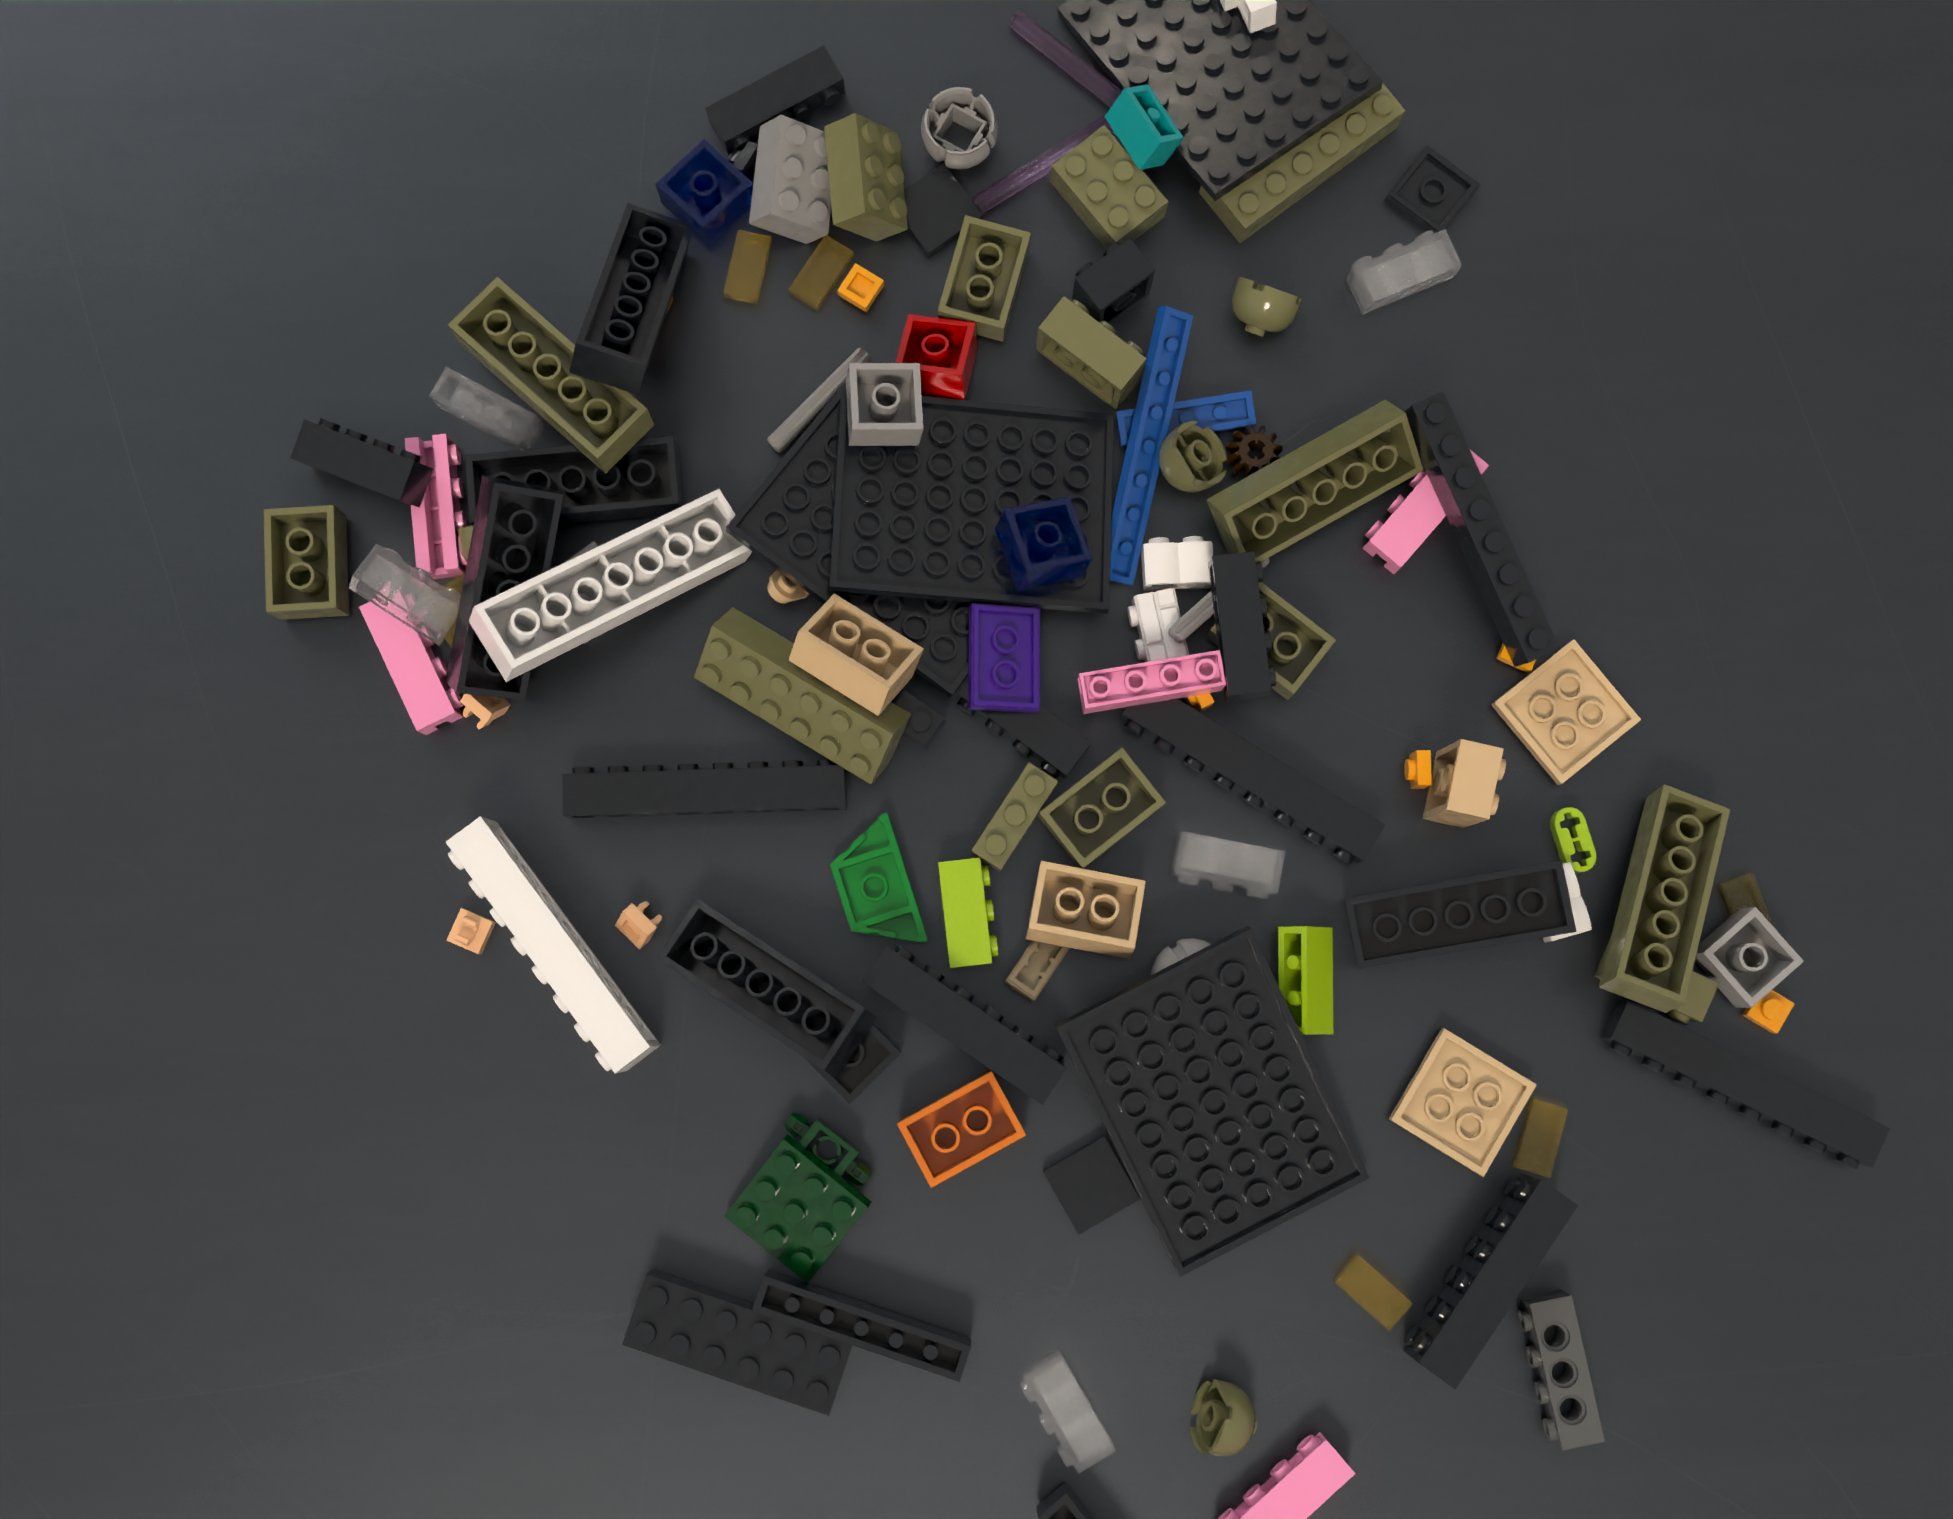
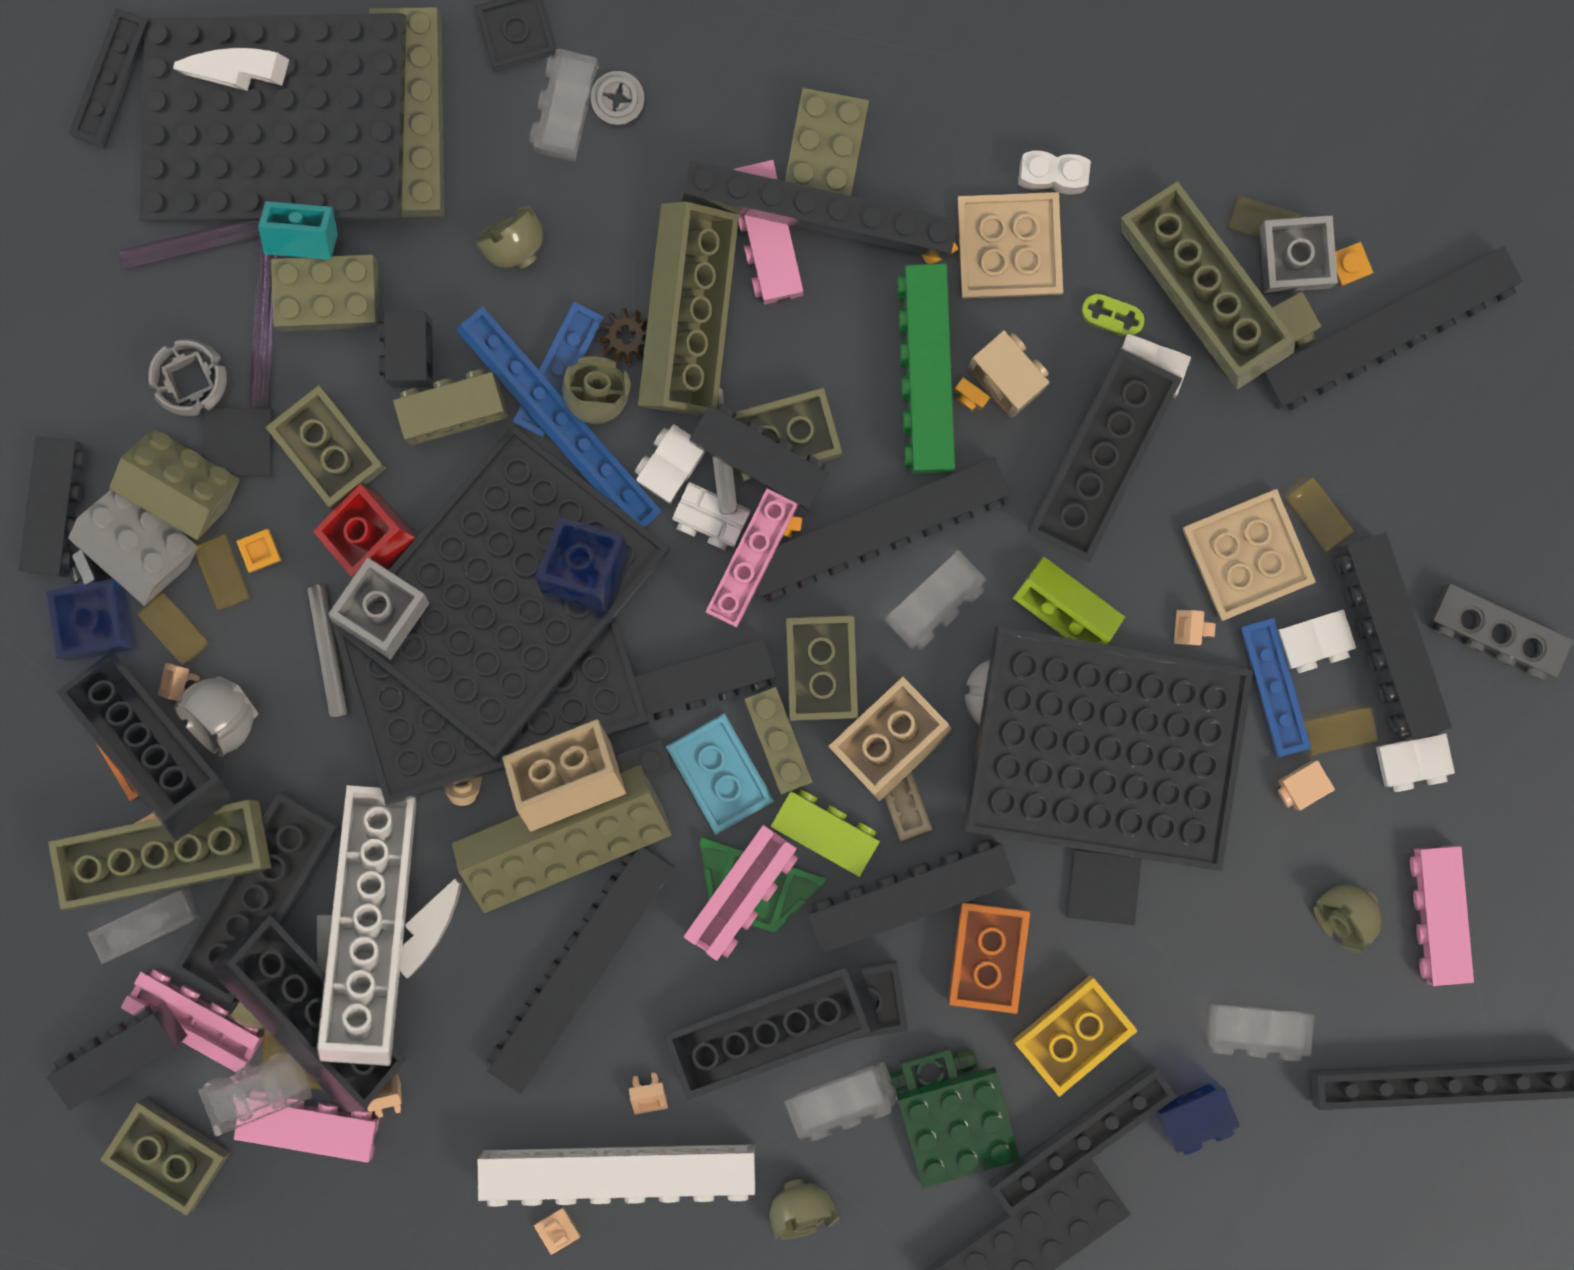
camera: 55 degrees left, 5 degrees up
(631, 1124) = (801, 1210): none -> olive cylinder
(648, 642) = (429, 928): none -> white slope
(703, 296) = (174, 681): none -> light nougat tile
(703, 344) = (217, 714): none -> light grey piece
(748, 1093) = (842, 1102): none -> clear brick
(864, 877) = (740, 893): none -> bright pink brick
(948, 1252) = (1074, 1035): none -> yellow brick
(951, 790) = (720, 773): none -> medium azure tile
(954, 1414) = (1198, 1118): none -> clear blue brick
(1004, 658) = (648, 658): dark purple tile -> none
(1304, 1295) = (1304, 785): none -> light nougat brick
(1365, 1098) = (1191, 627): none -> light nougat tile
(1368, 1208) = (1275, 687): none -> blue plate
(1397, 1377) = (1415, 761): none -> white brick
(1419, 713) = (928, 369): none -> green brick
(1435, 1213) = (1317, 640): none -> white brick
(1445, 296) = (608, 85): none -> light grey gear
(1541, 497) = (827, 141): none -> olive brick
(1651, 698) = (1063, 174): none -> white brick

